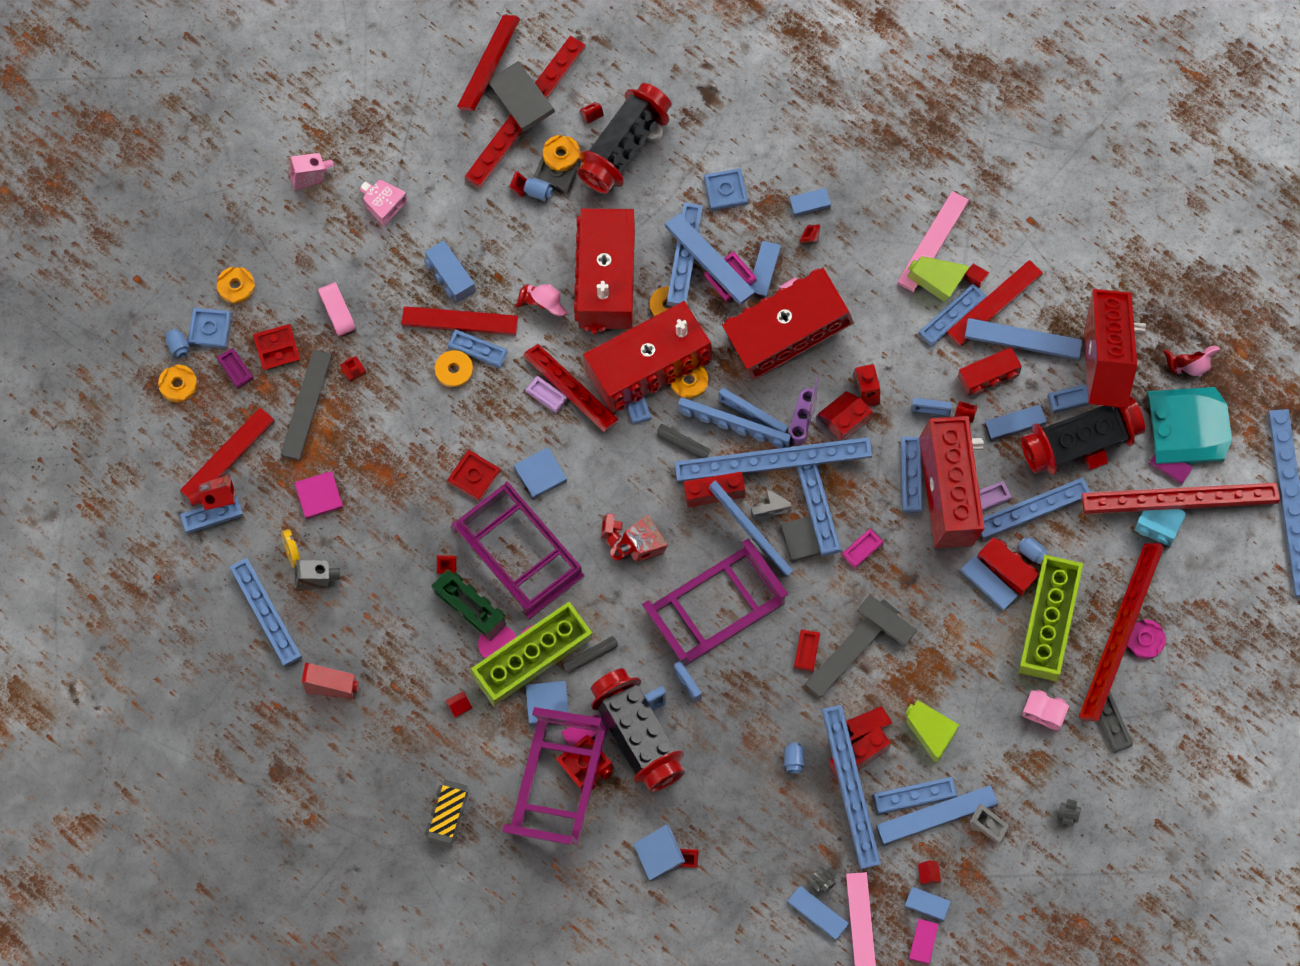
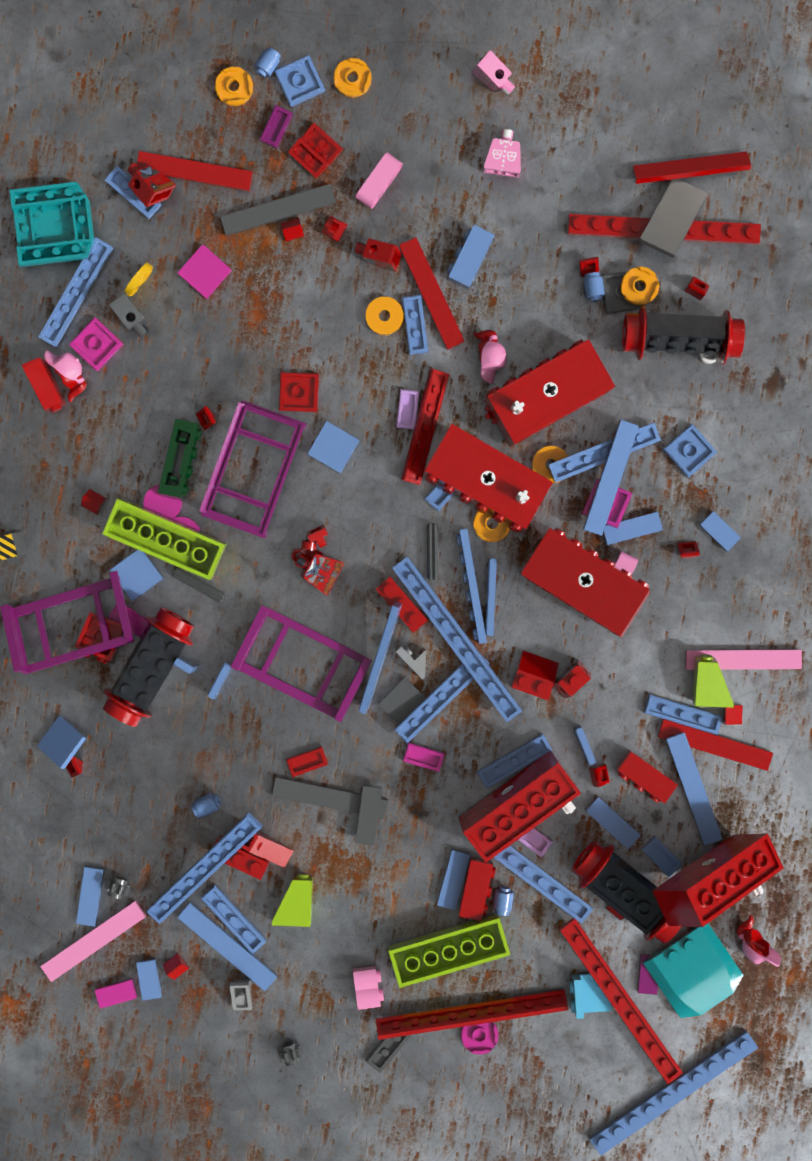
camera: 60 degrees right, 20 degrees up
(193, 596) = (52, 224): none -> teal wedge
(321, 622) = (96, 344): none -> dark pink tile
(330, 402) = (292, 229): none -> red slope
(332, 651) = (69, 370): none -> bright pink hair
(399, 340) = (386, 255): none -> red torso
(806, 408) = (521, 646): medium lavender piece -> none

